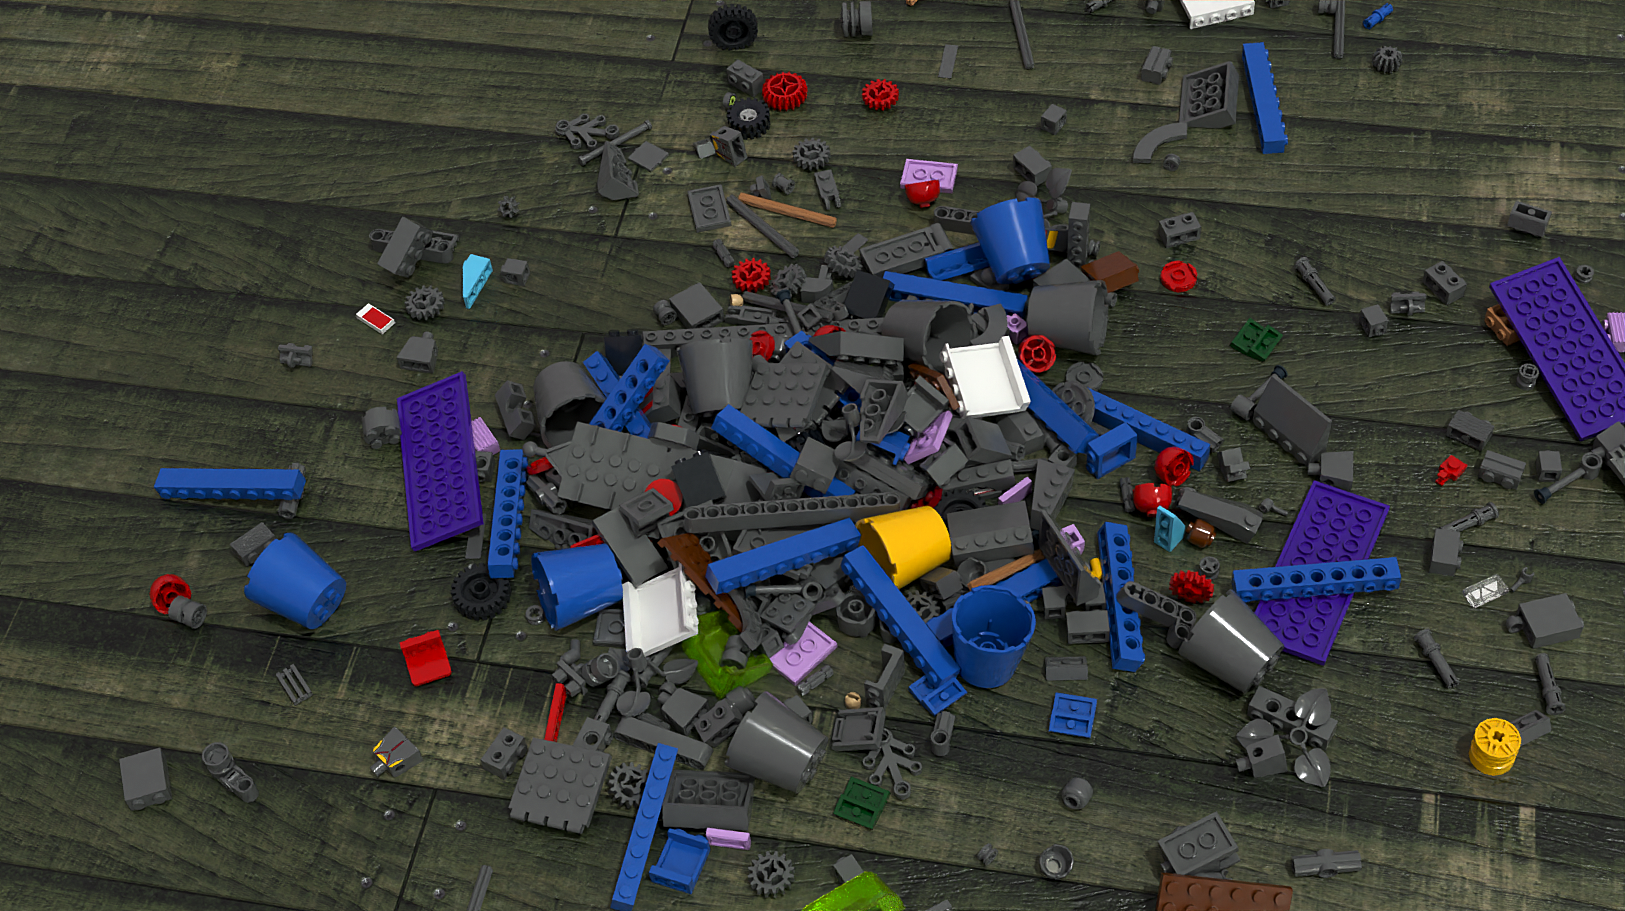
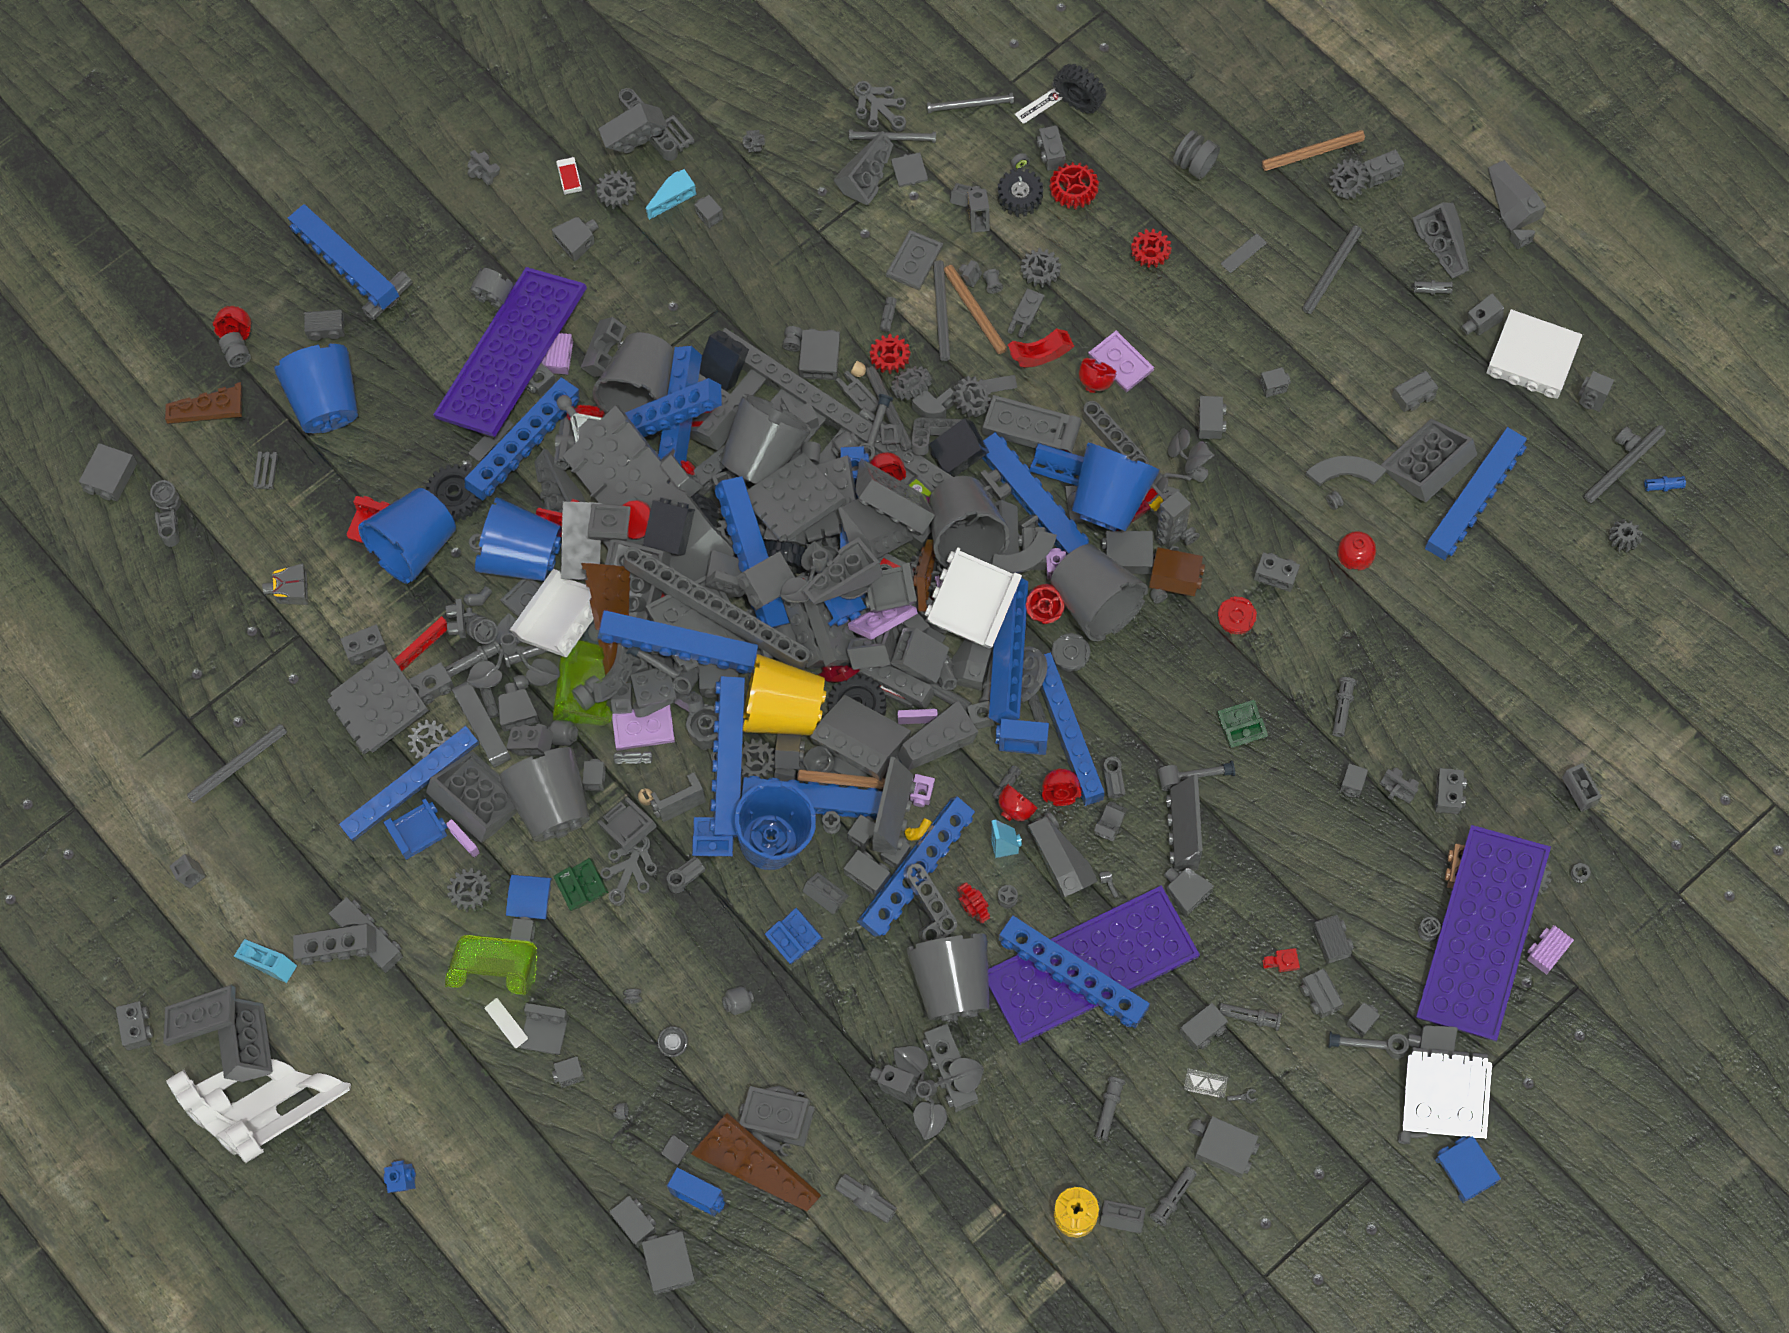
camera: 35 degrees right, 15 degrees up
(197, 671) = (216, 405): none -> reddish brown wing
(473, 640) = (408, 533): none -> blue cone
(681, 70) = (969, 103): none -> dark grey bar
(707, 63) = (1038, 106): none -> white sticker
(763, 344) = (828, 432): red tile -> none
(826, 843) = (528, 896): none -> blue slope
(866, 201) = (1041, 351): none -> red arch
(1200, 533) = (1028, 861): reddish brown head -> none
(1219, 182) = (1356, 550): none -> red cylinder

